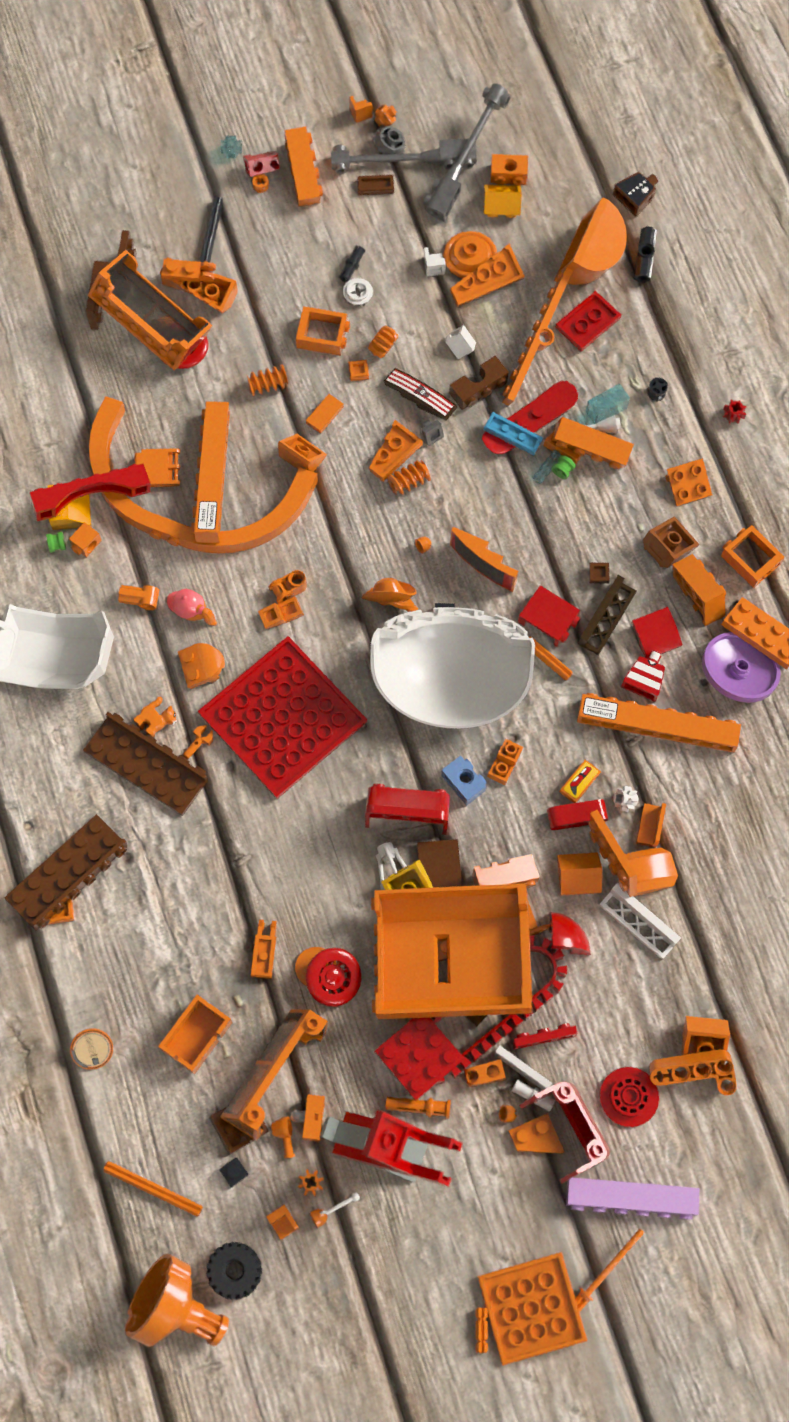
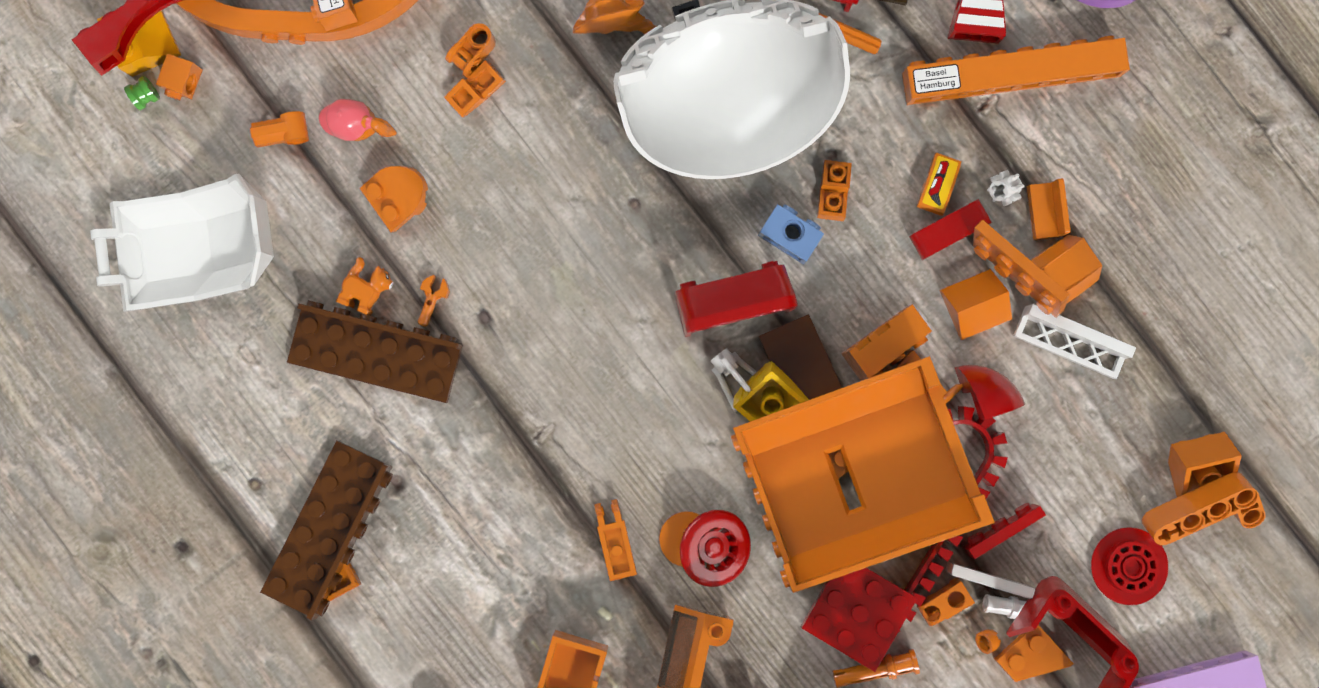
camera: 15 degrees left, 15 degrees up
(282, 717) = (527, 228): red plate -> none

